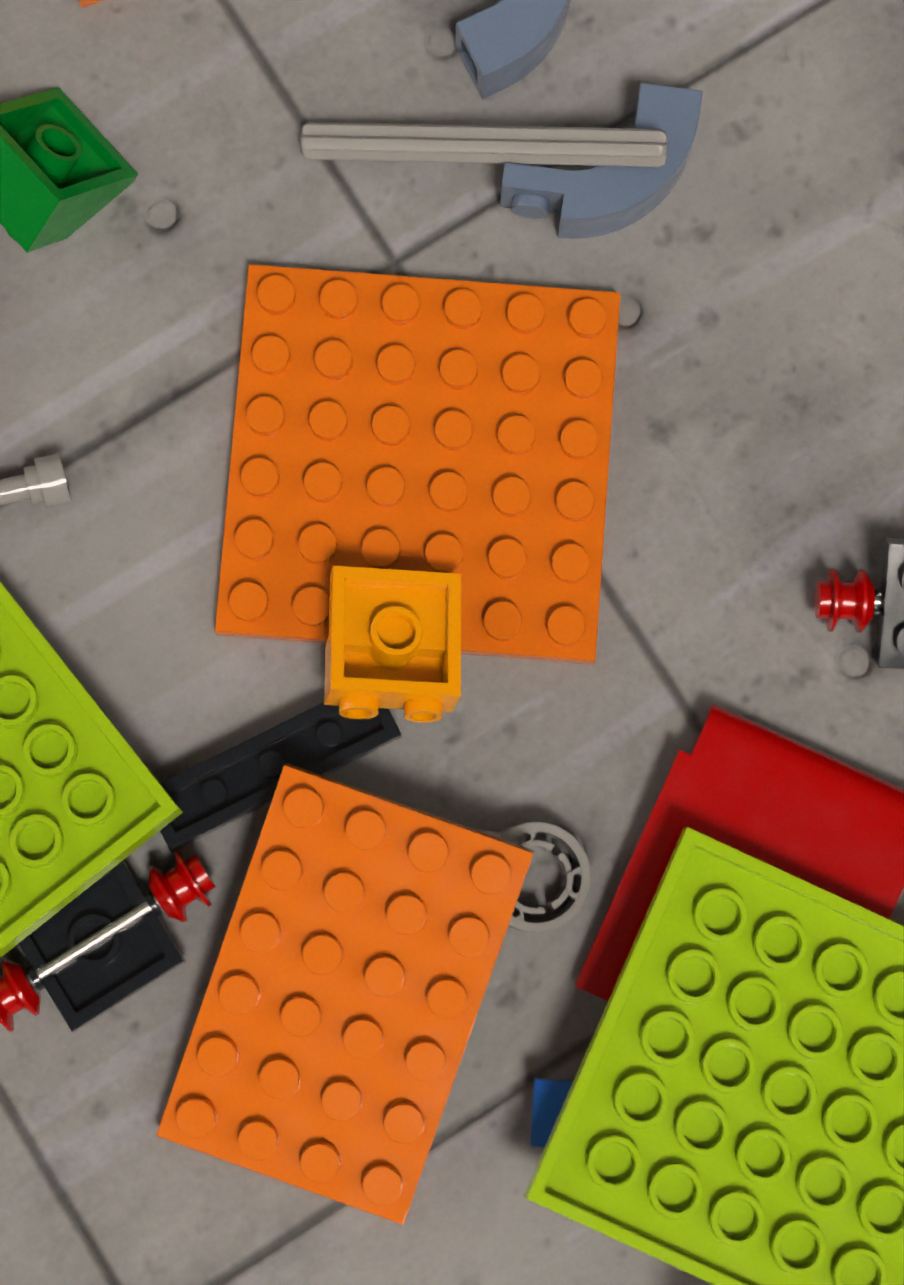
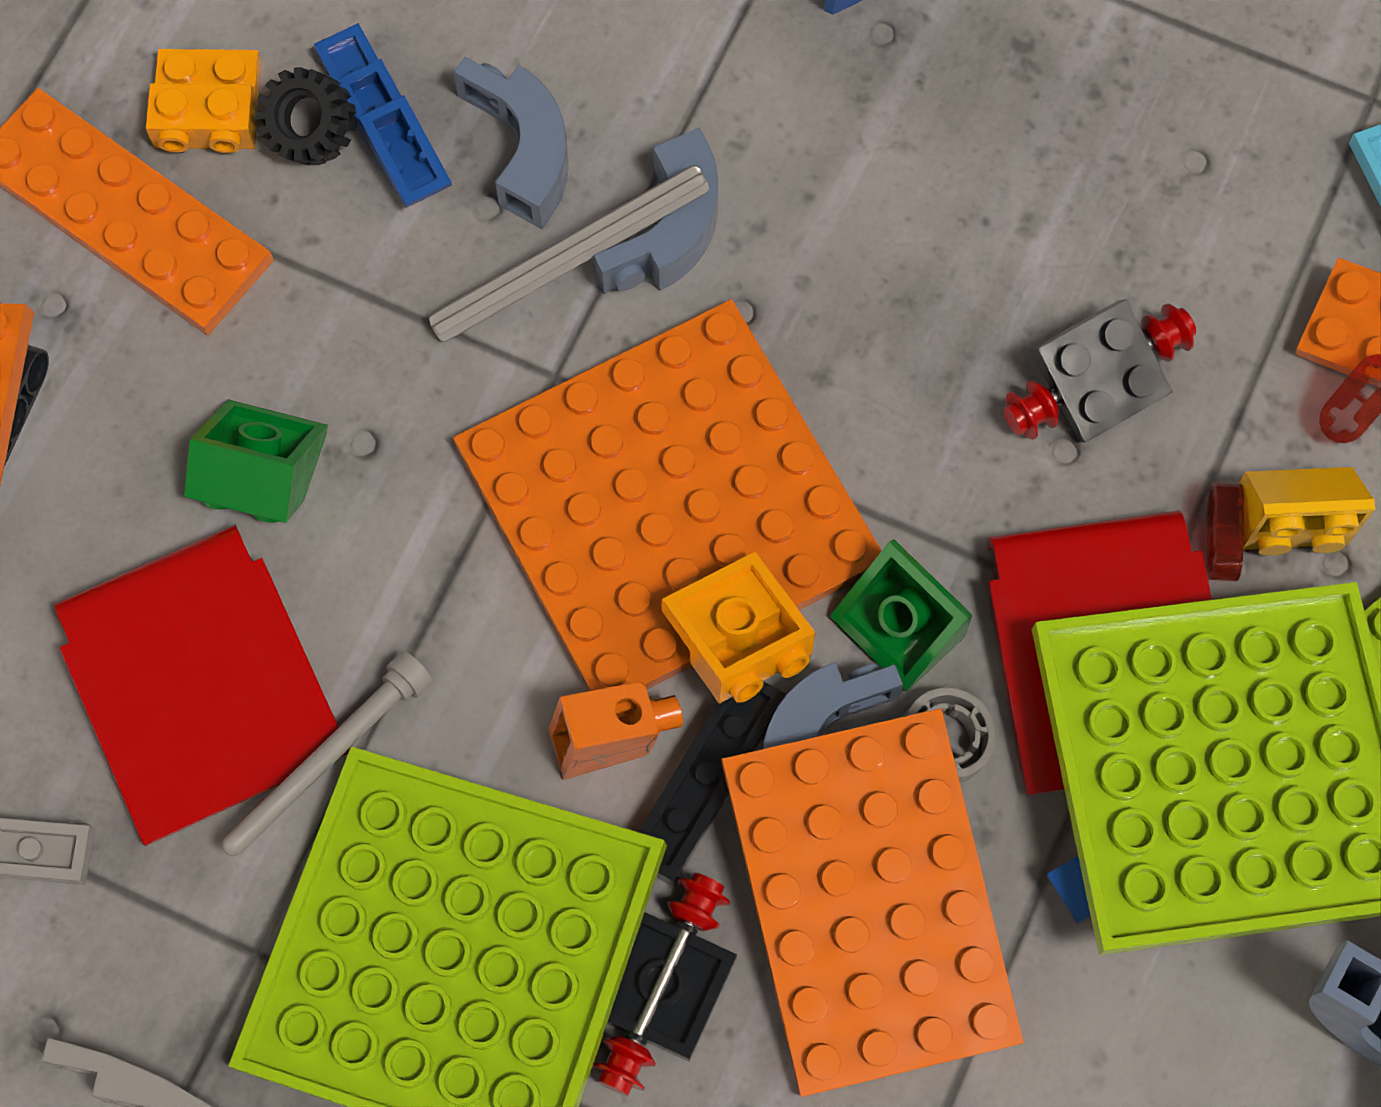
camera: 30 degrees left, 10 degrees down
(180, 653) = (609, 727): none -> orange torso
(429, 764) = (825, 699): none -> sand blue arch
(567, 730) = (902, 615): none -> green slope

